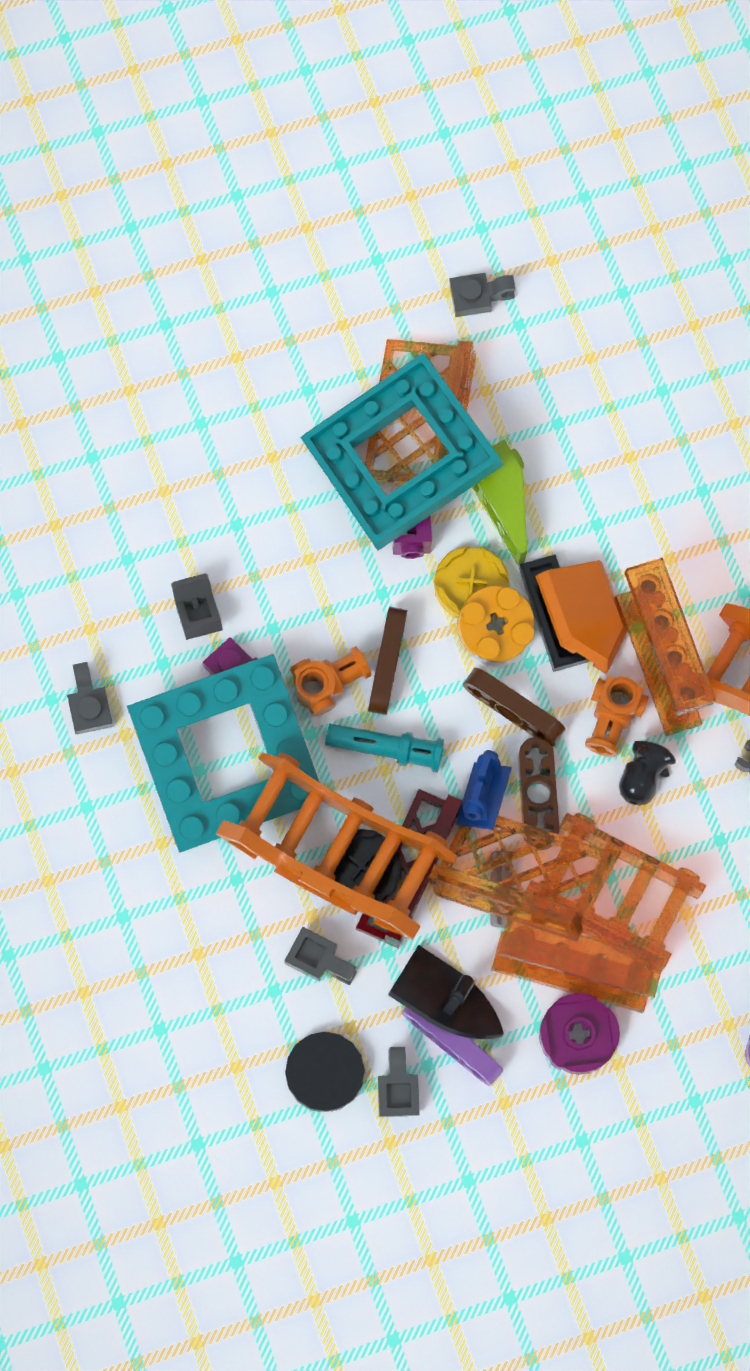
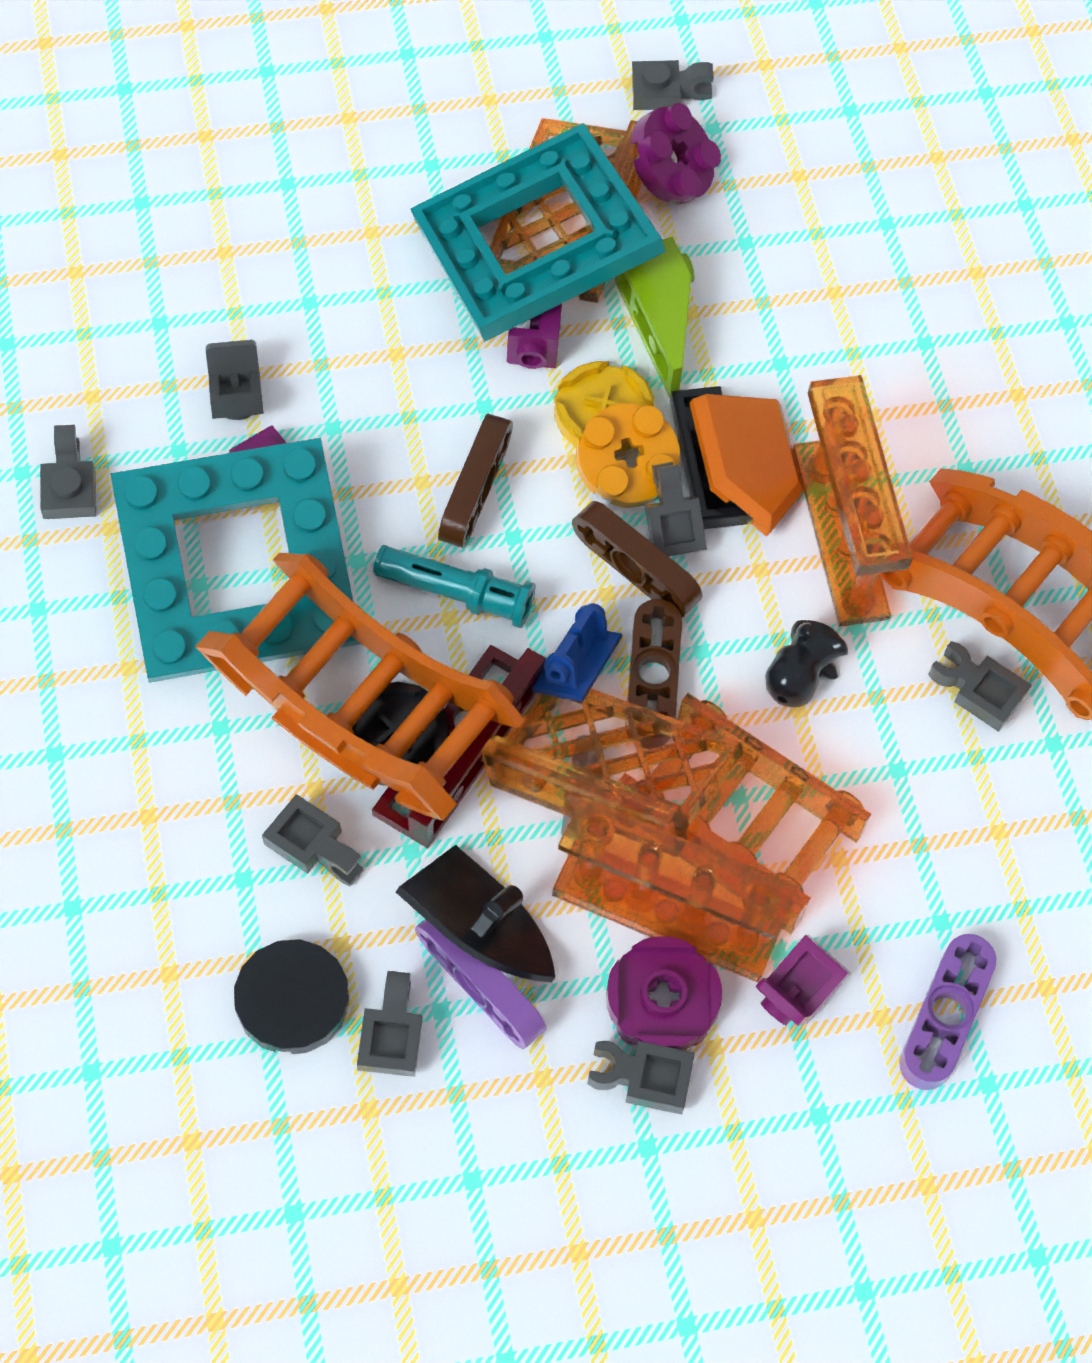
camera: 10 degrees right, 10 degrees down
(330, 676) = (394, 489): orange connector -> none
(510, 359) = (697, 156): none -> magenta plate
(538, 672) = (676, 521): none -> dark grey plate
(580, 1092) = (654, 1075): none -> dark grey plate
(612, 714) = (770, 586): orange connector -> none
(672, 1012) = (802, 983): none -> magenta bracket

